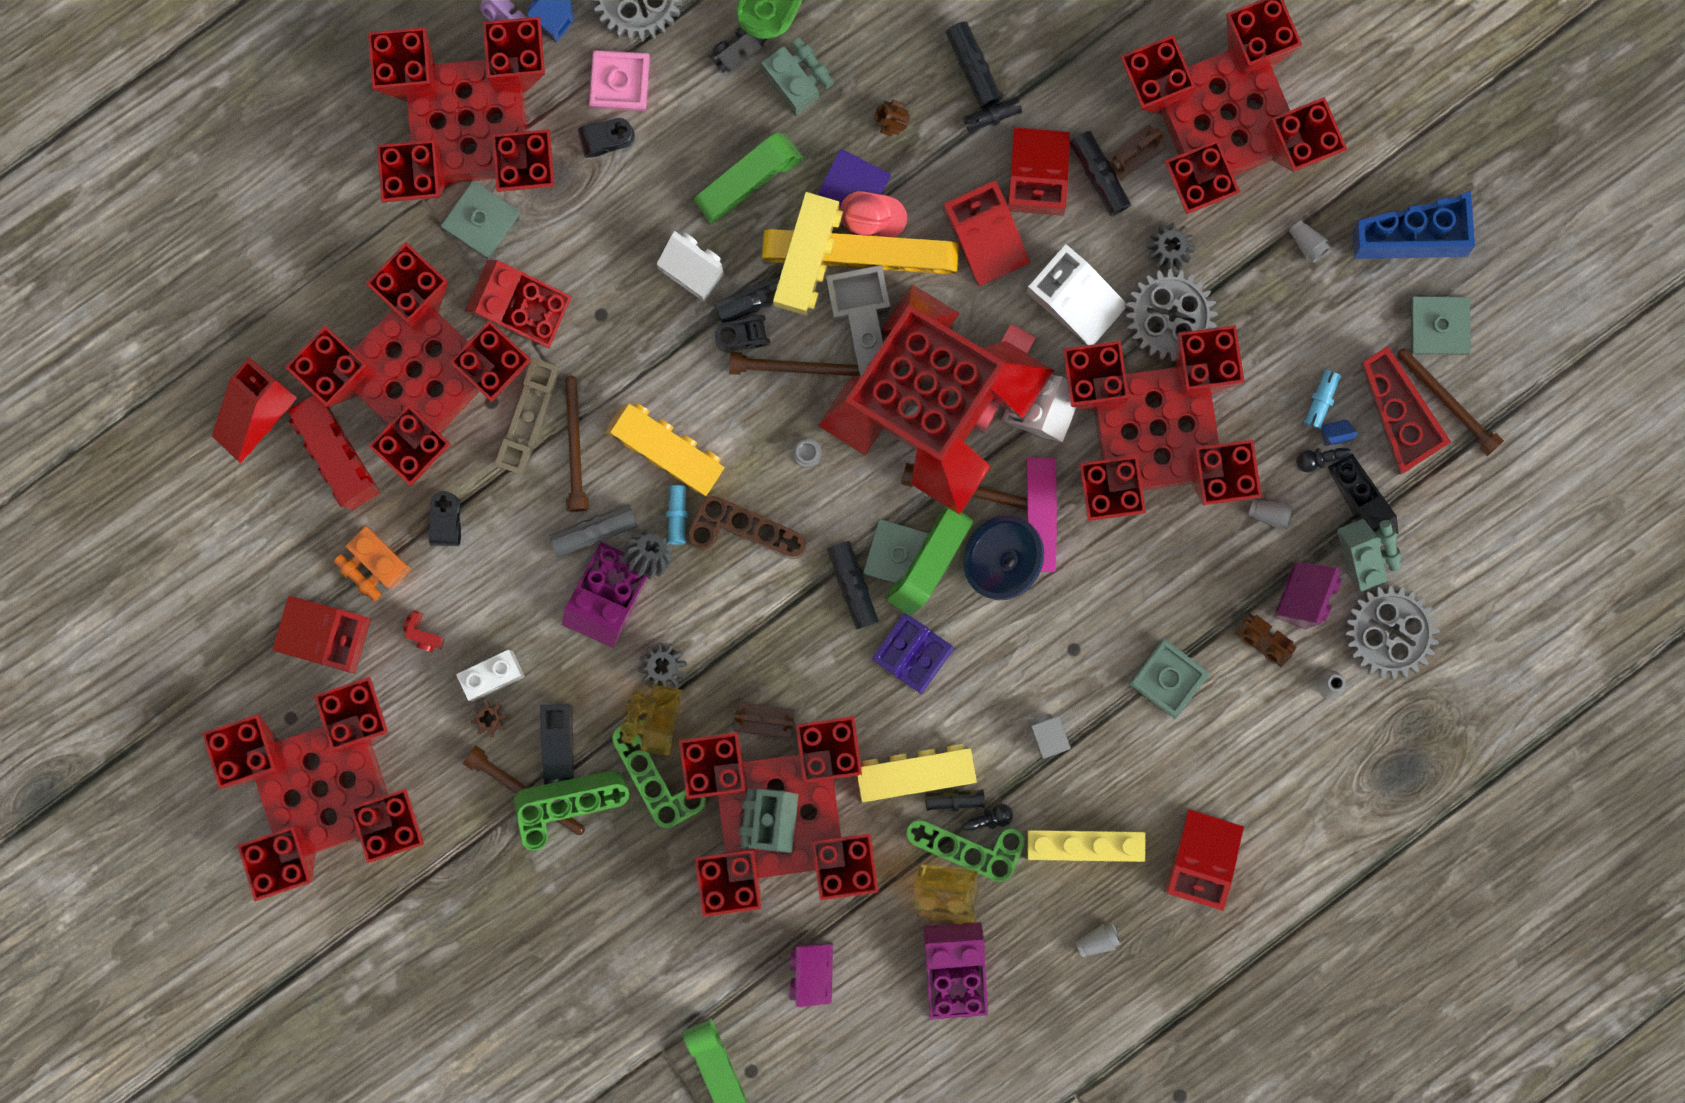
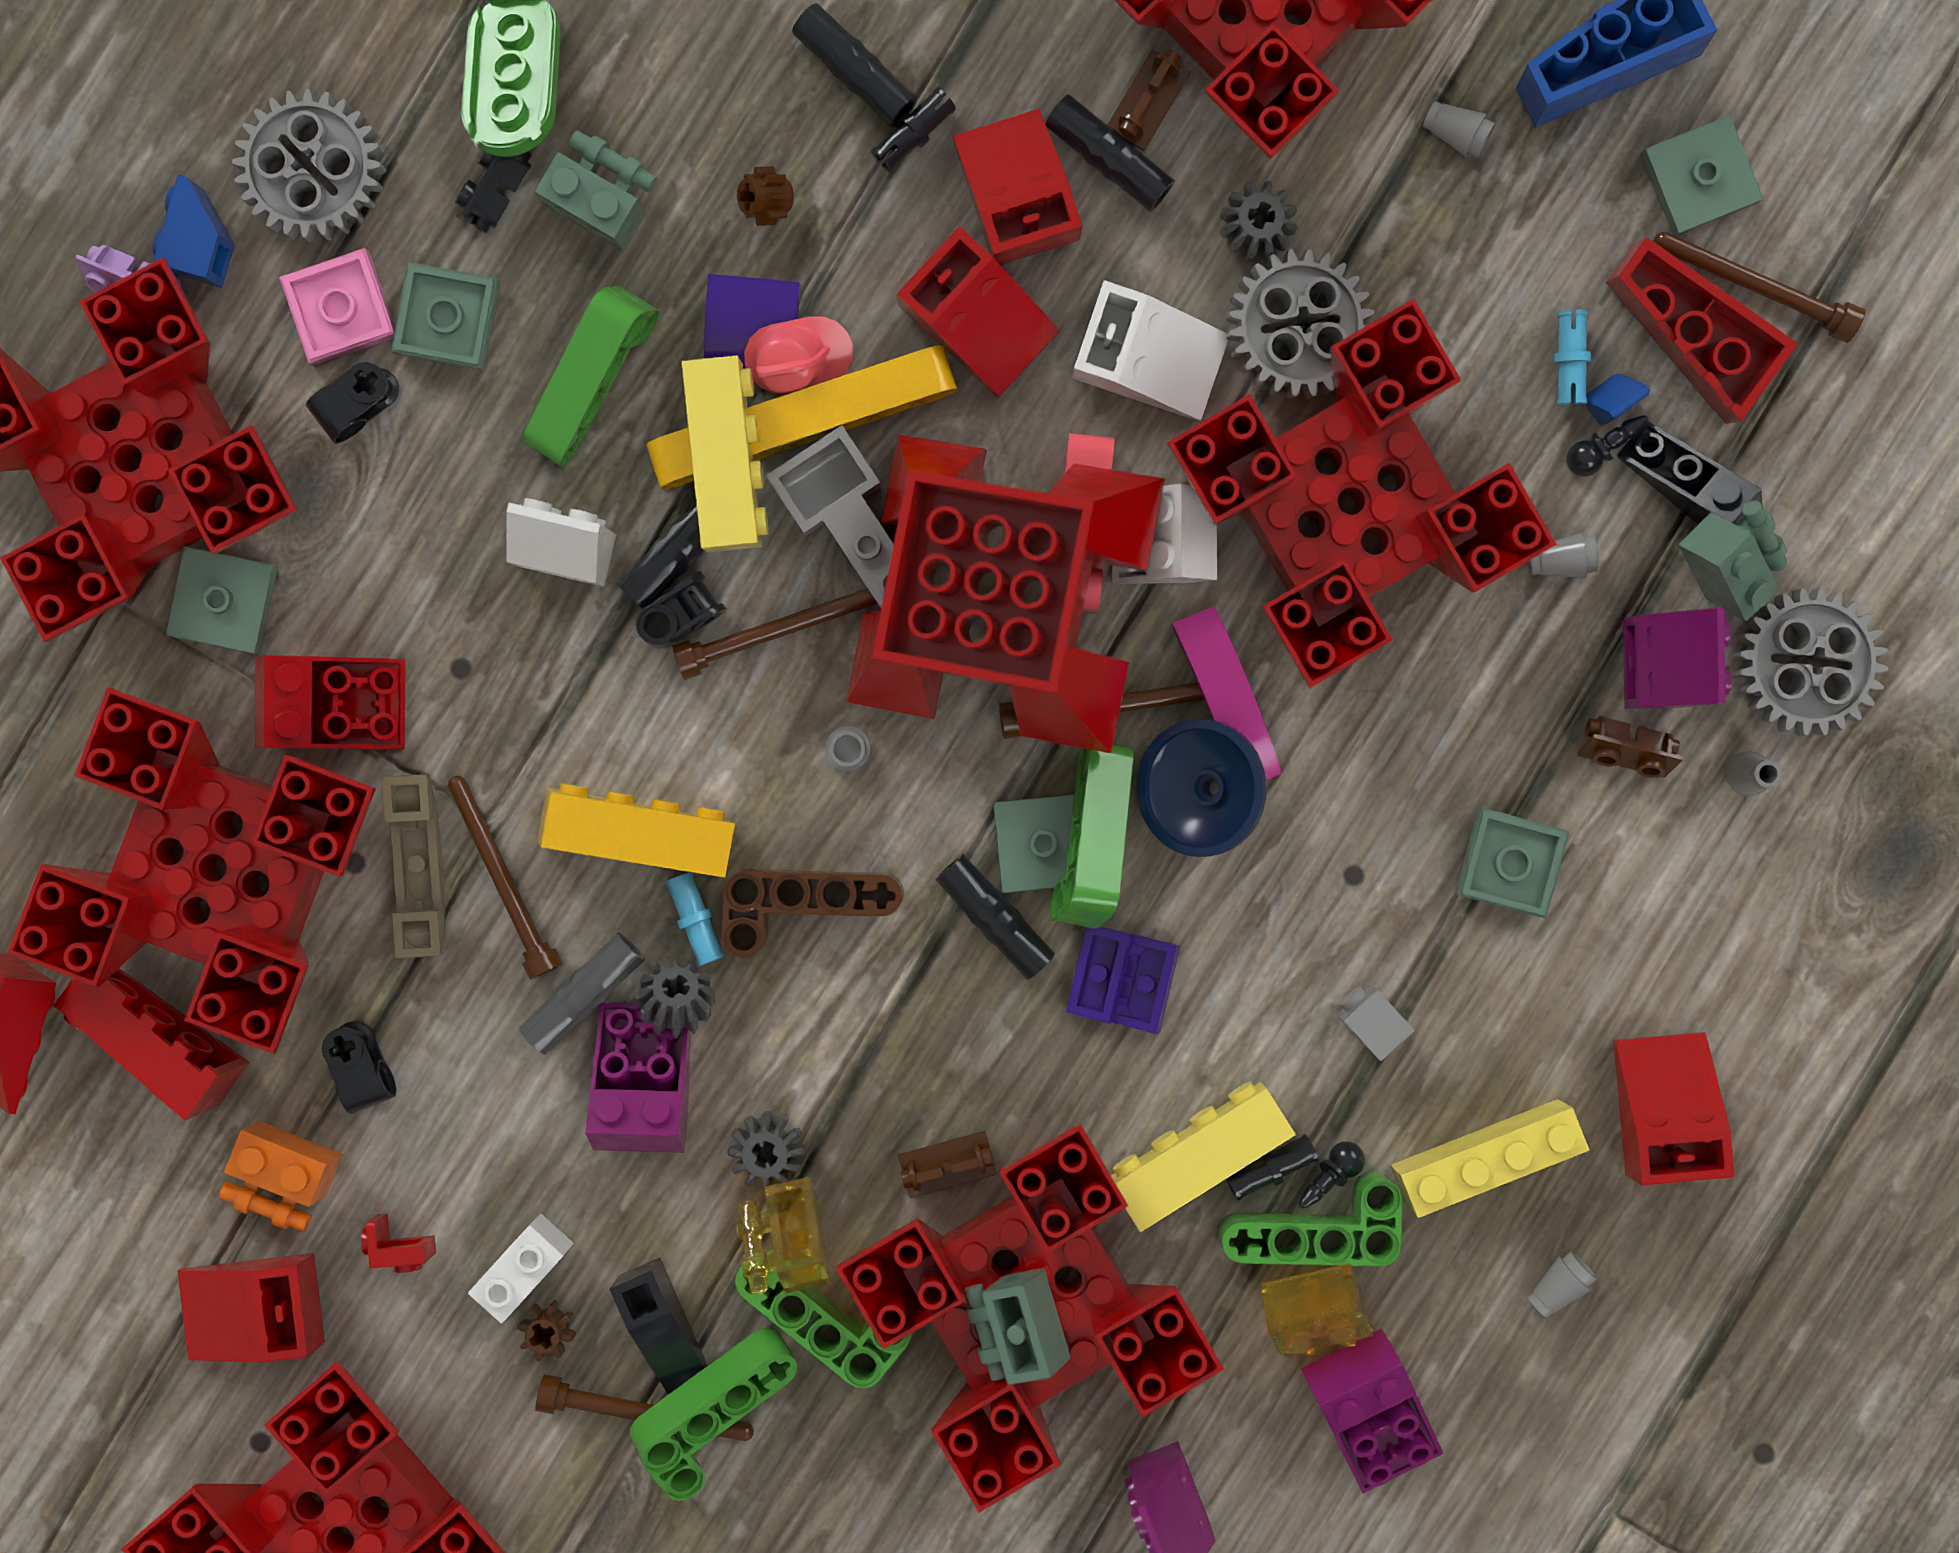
camera: 20 degrees left, 5 degrees up
(679, 111) = (445, 316): none -> sand green plate

